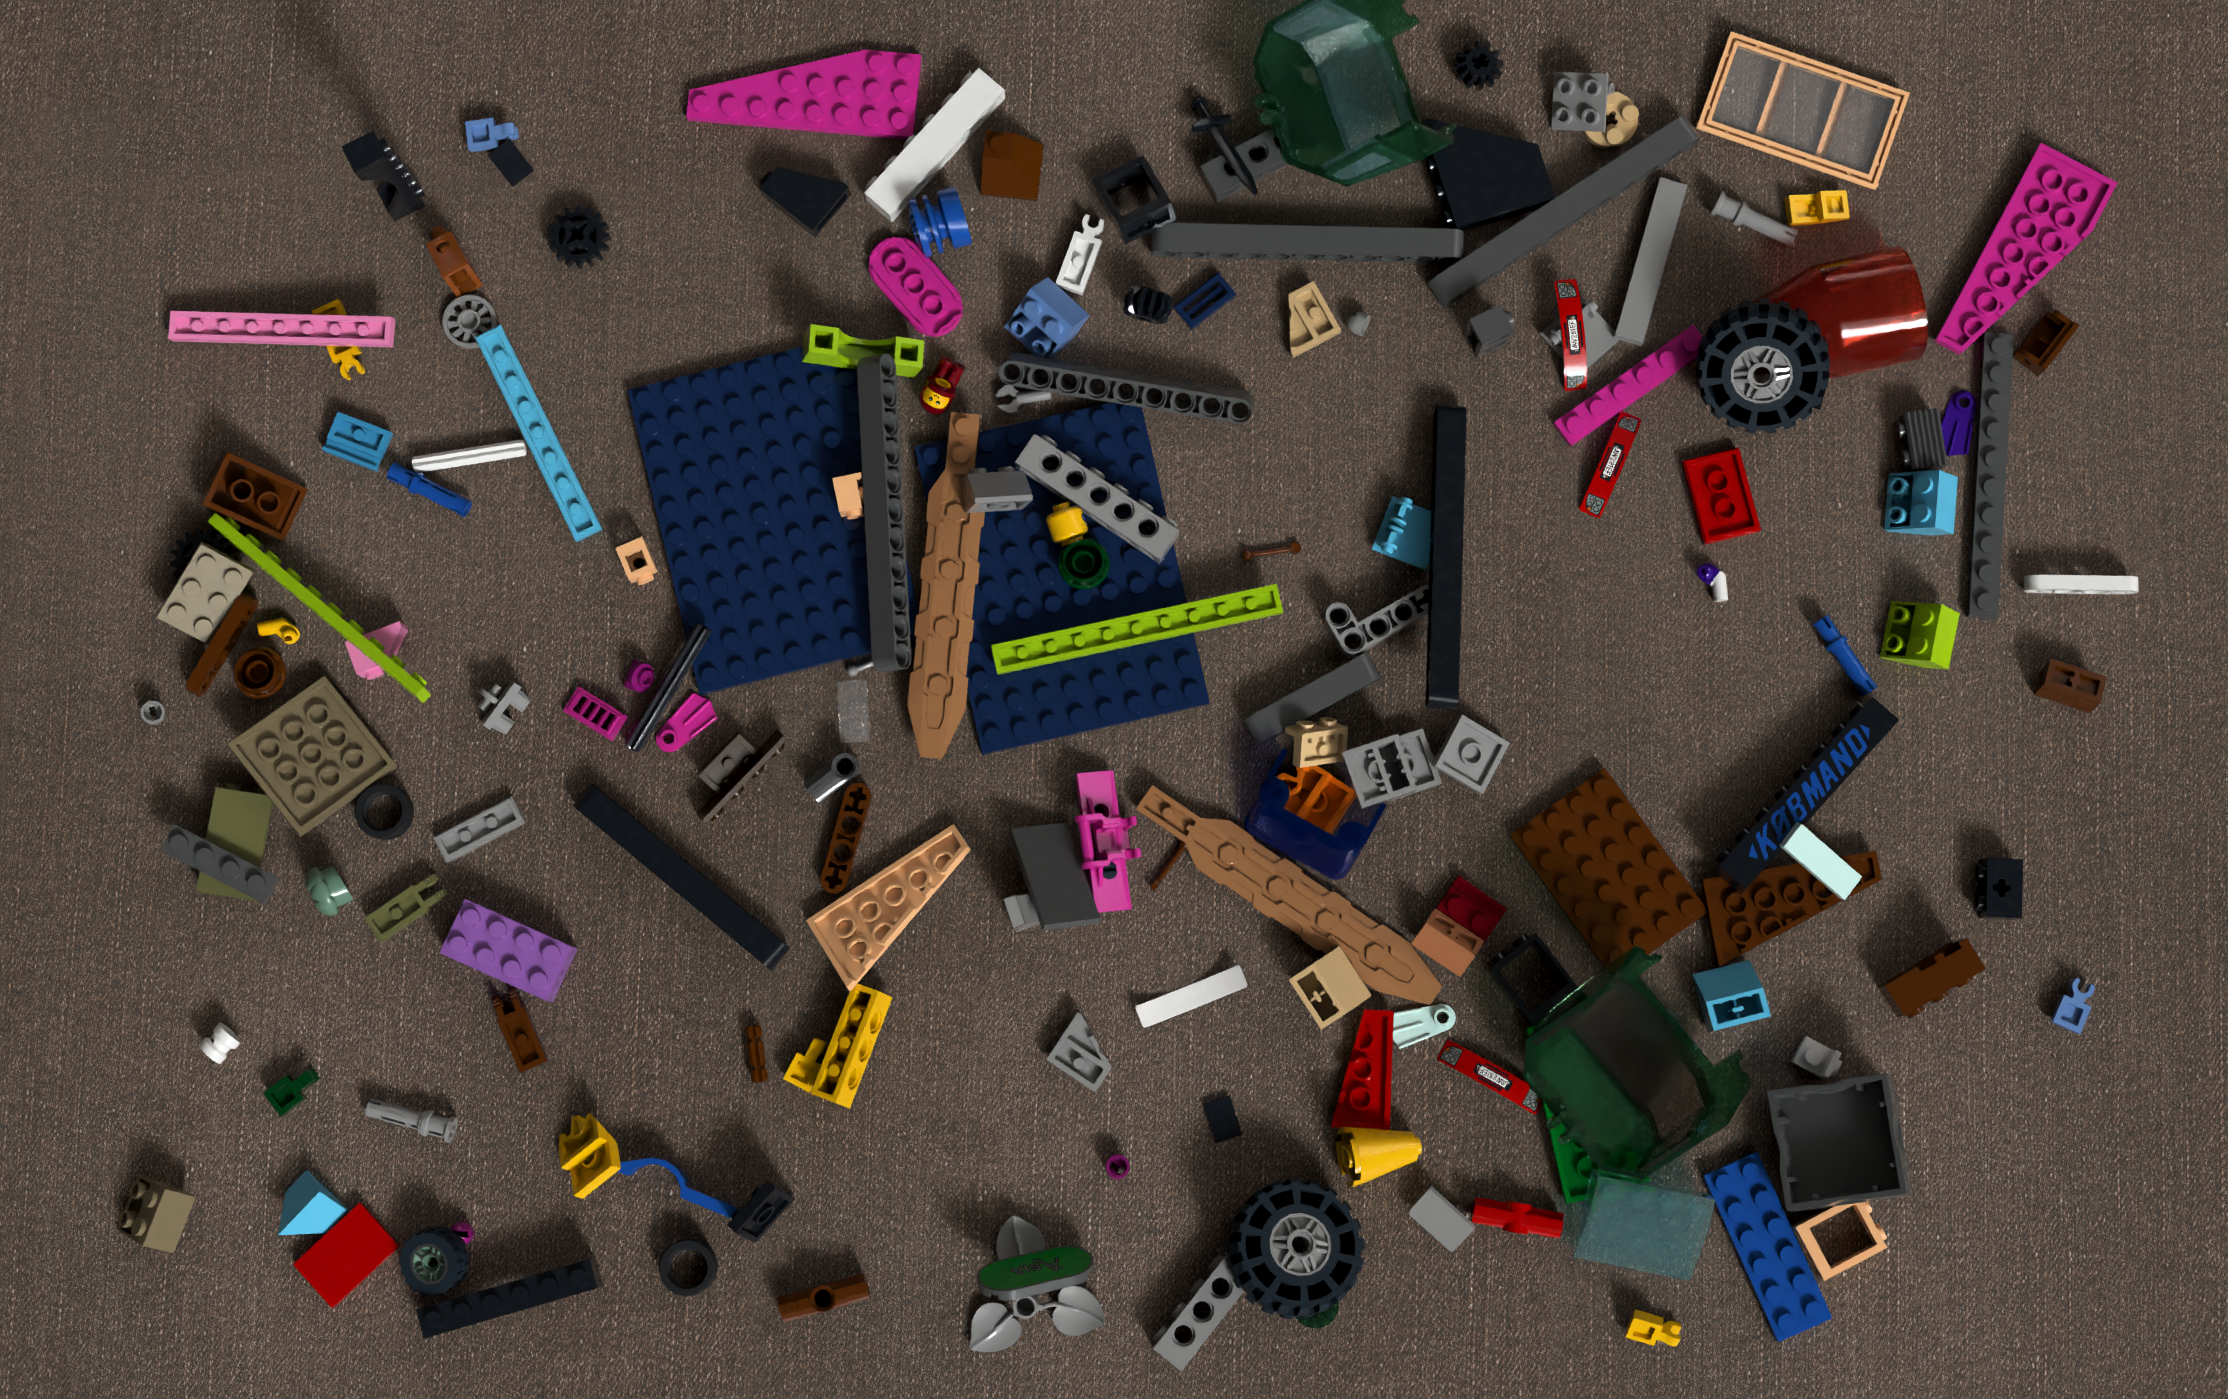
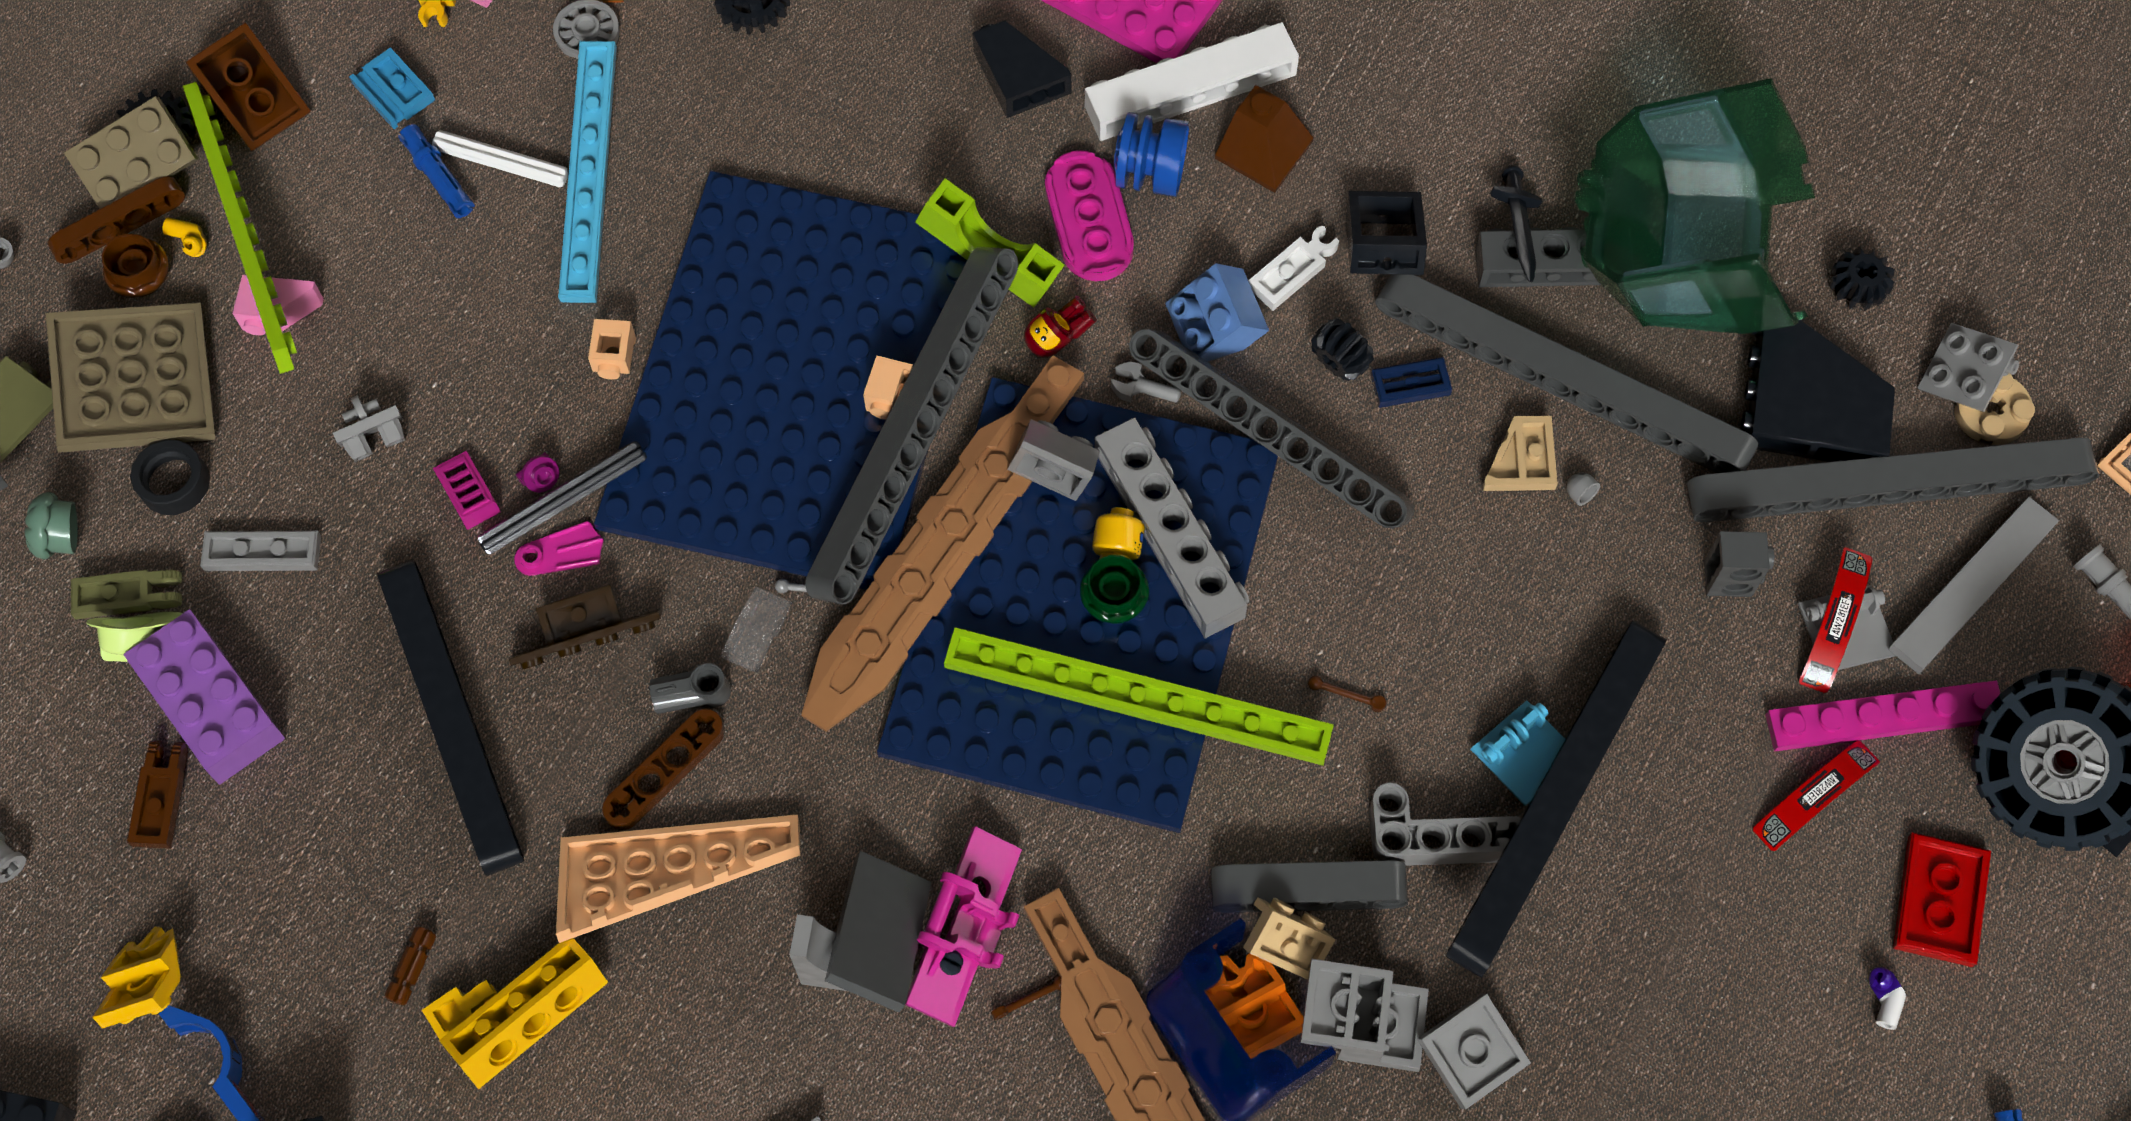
camera: 25 degrees right, 15 degrees down
(430, 933) = (122, 634): none -> yellowish green piece

